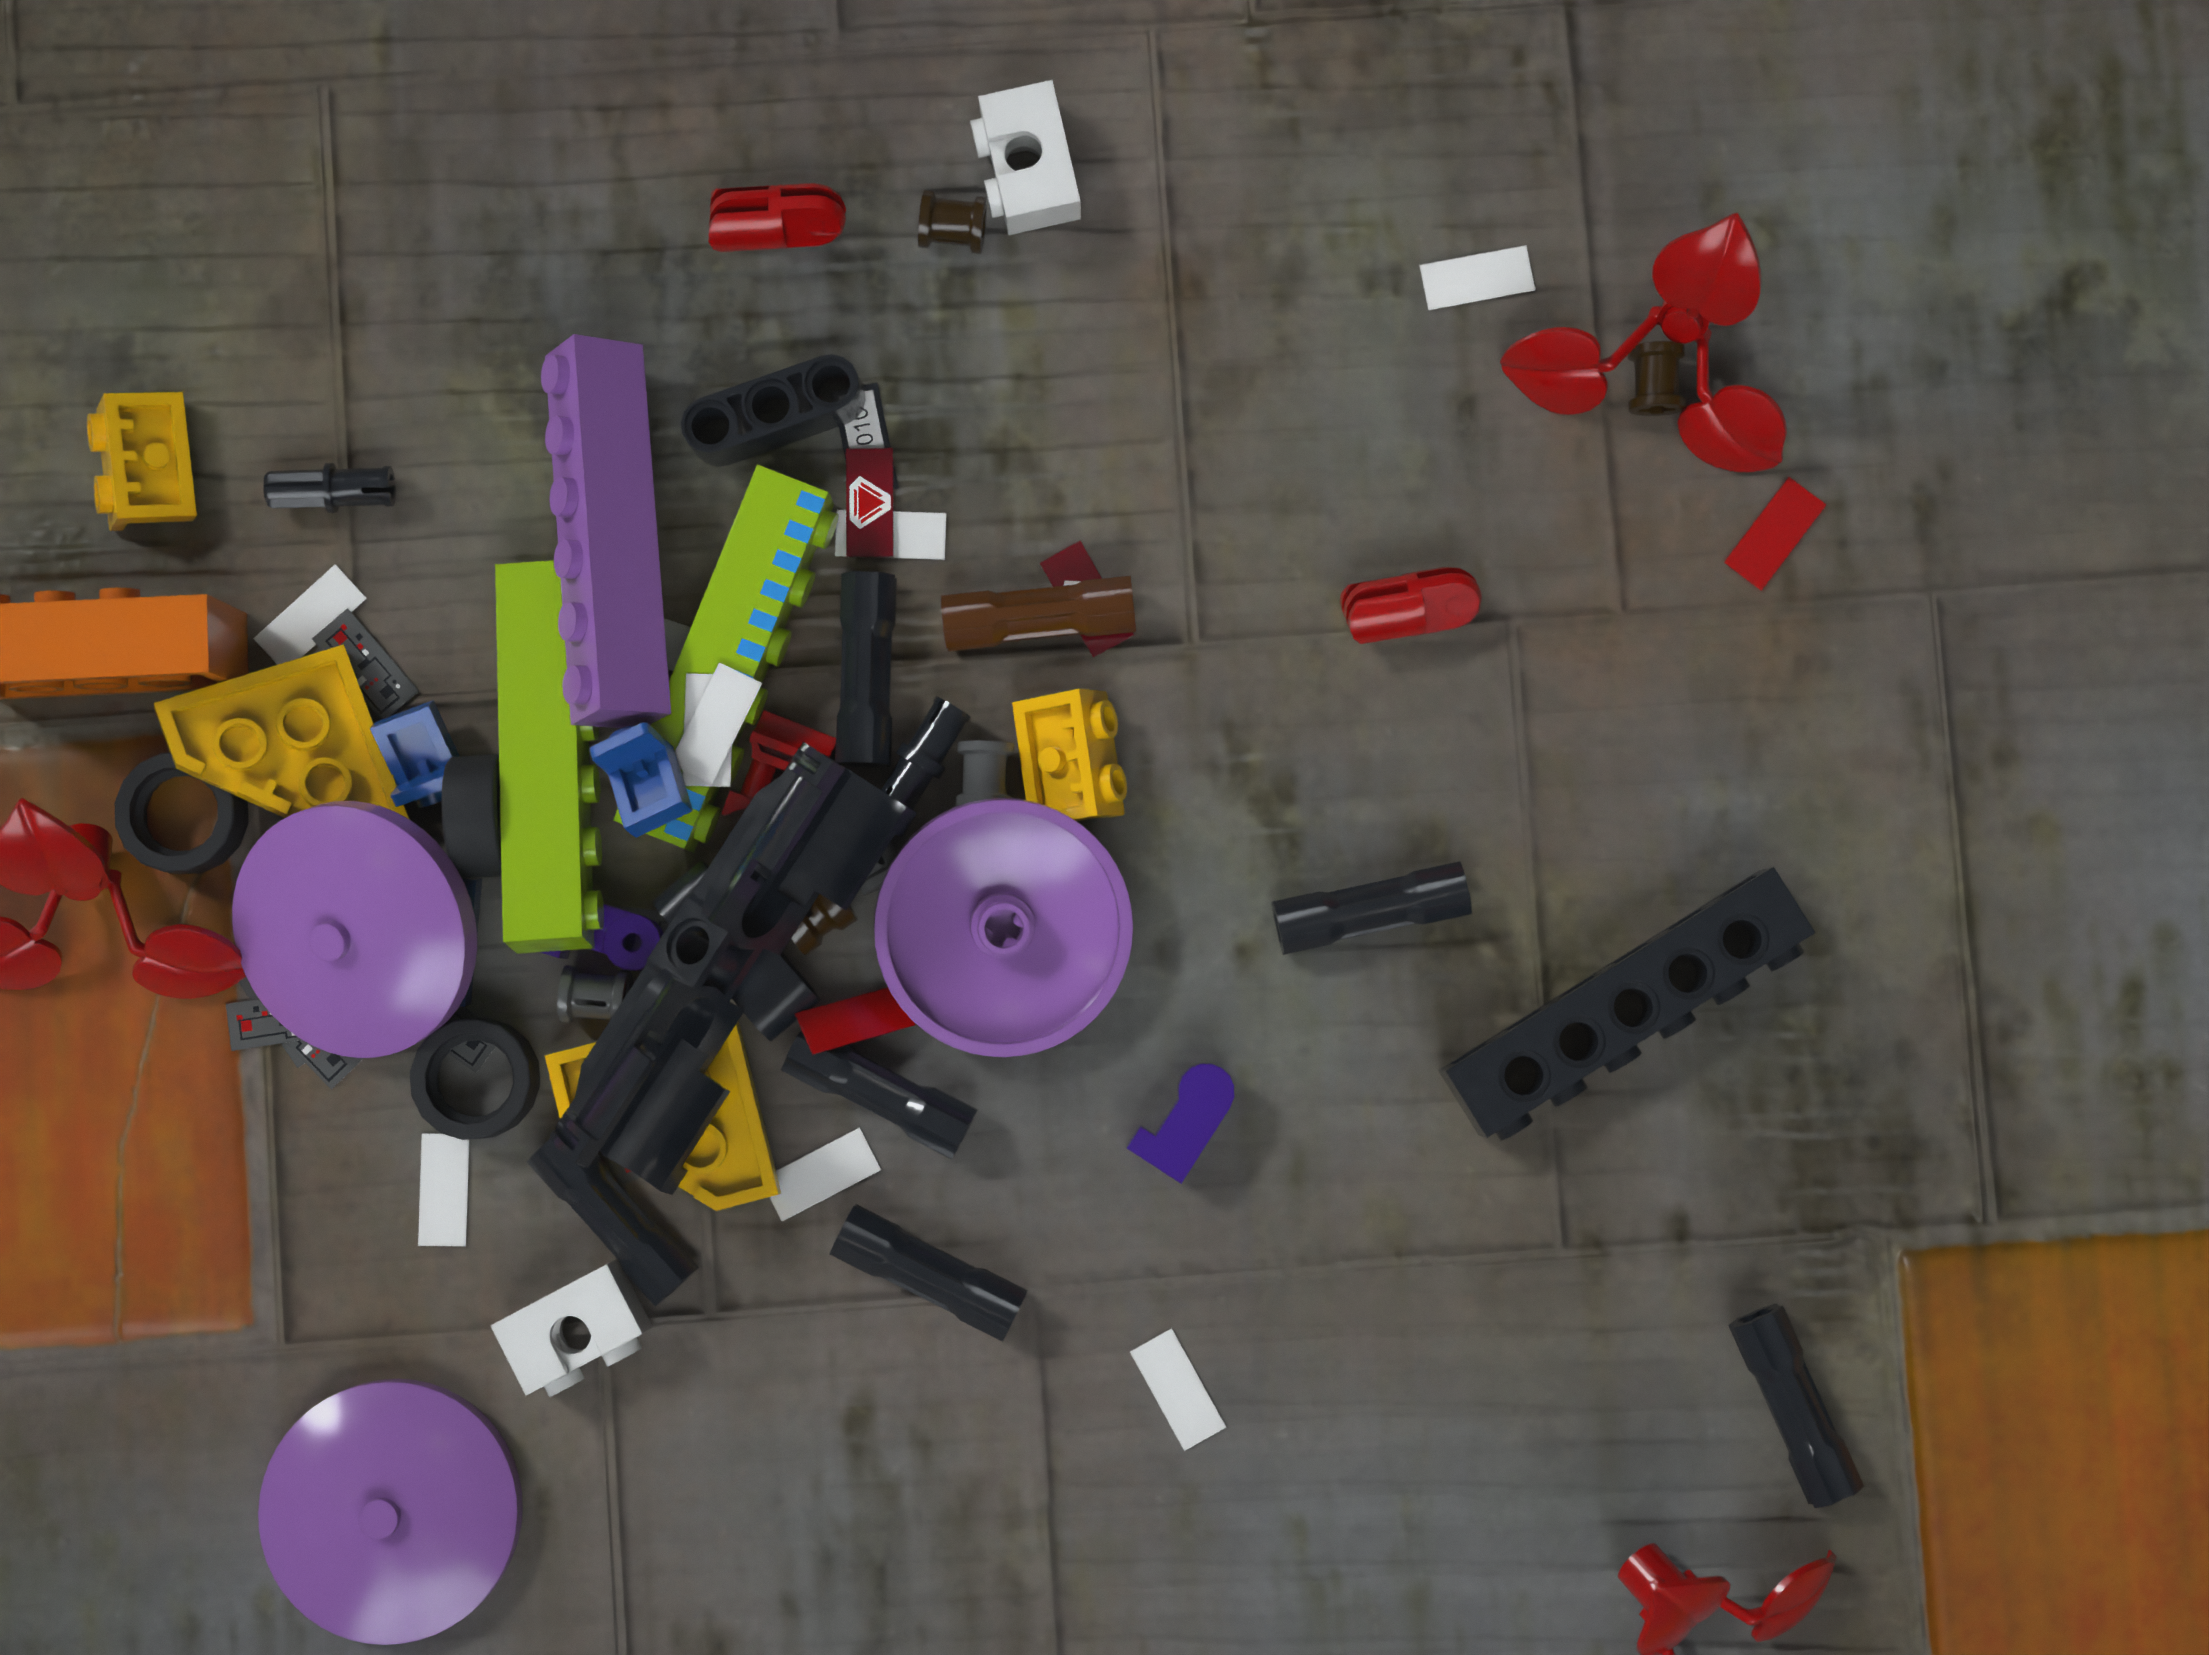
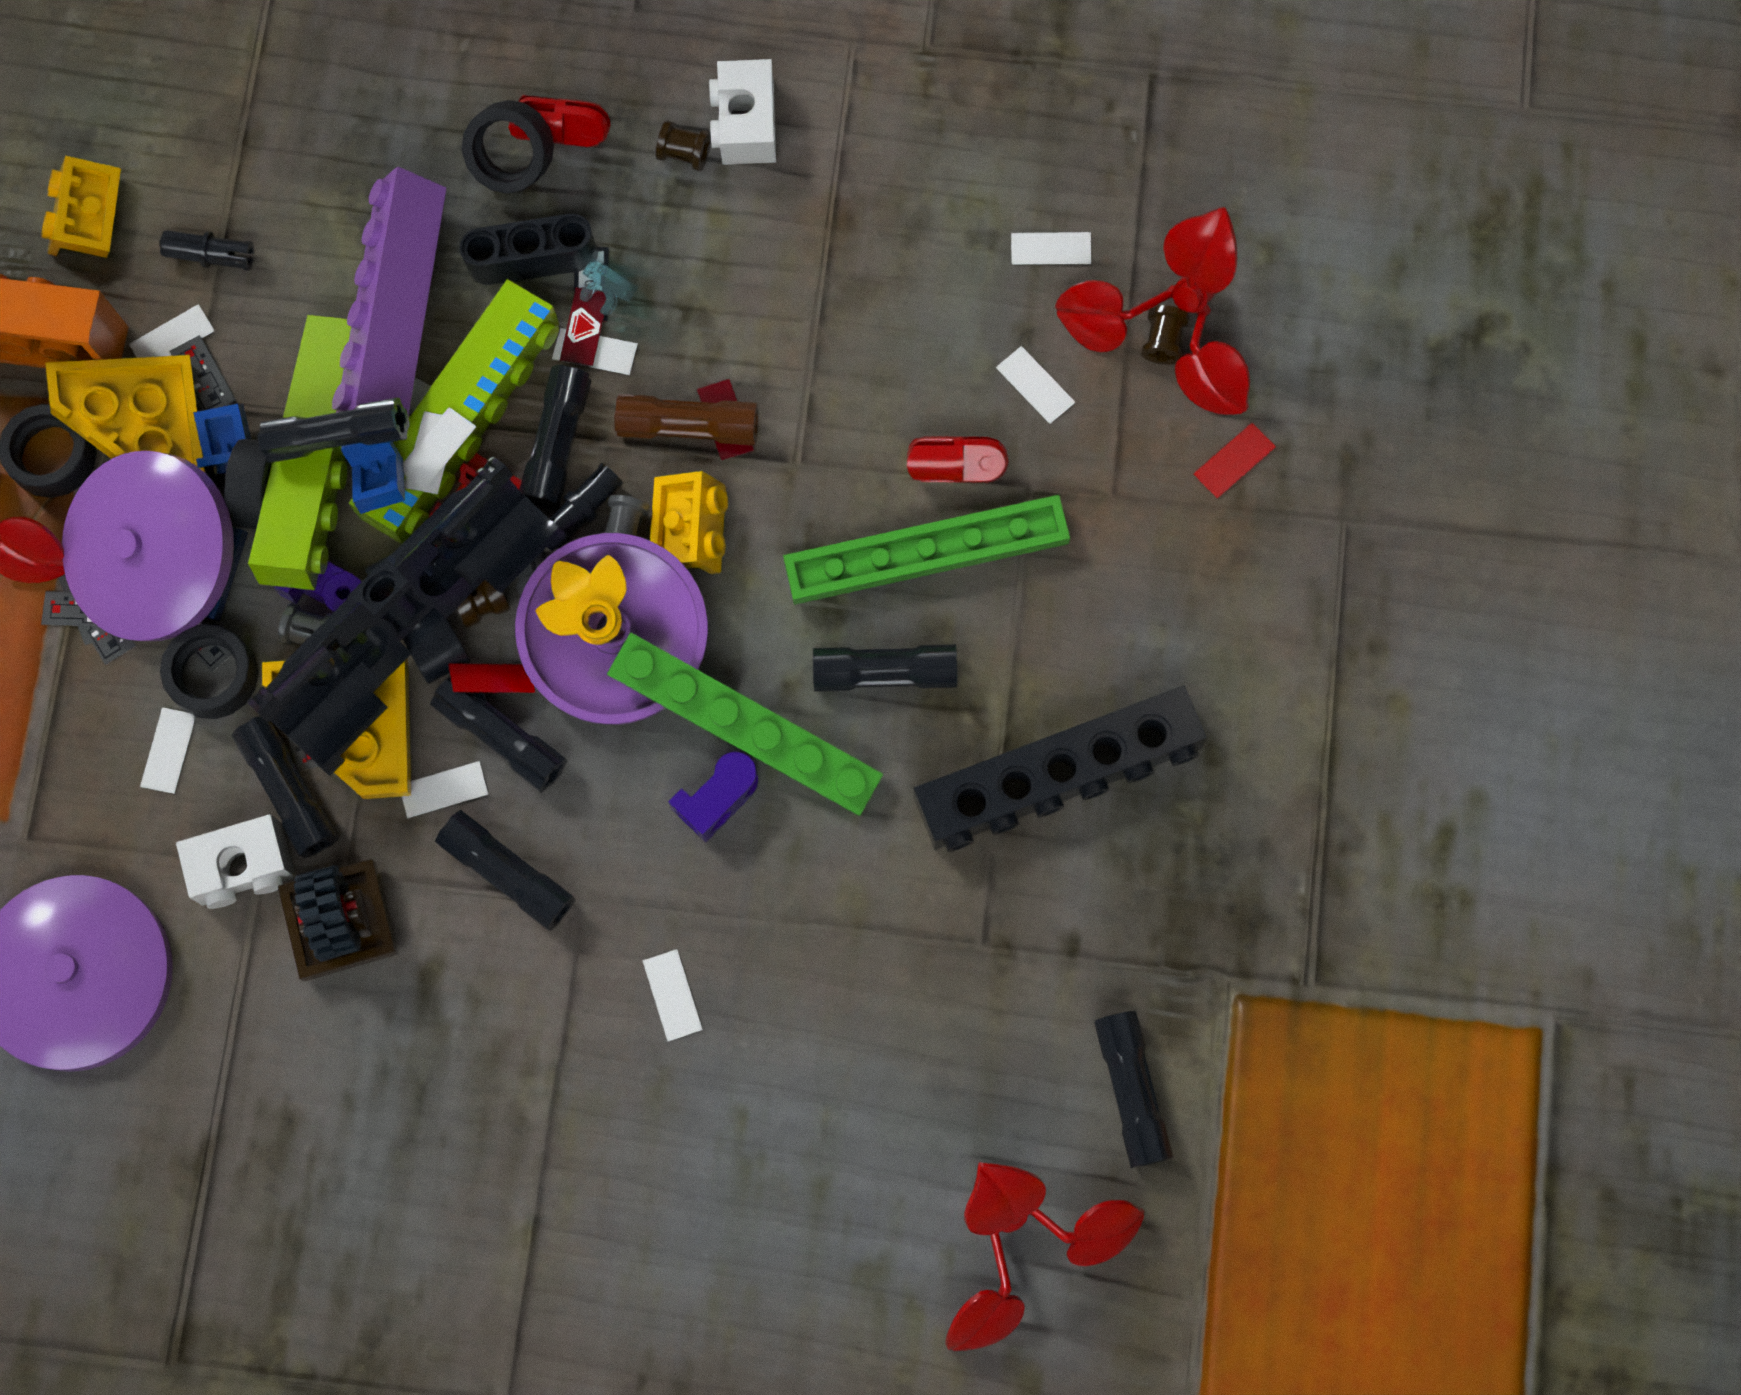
camera: 15 degrees right, 10 degrees down
(534, 753) = (301, 436): none -> black axle
(697, 311) = (481, 165): none -> black tyre
(724, 1379) = (337, 919): none -> plate
(894, 438) = (608, 282): none -> clear light blue tile
(959, 894) = (582, 595): none -> yellow plate
(1203, 1022) = (744, 724): none -> bright green plate
(1394, 735) = (926, 549): none -> bright green plate
(1492, 475) = (1035, 384): none -> white sticker

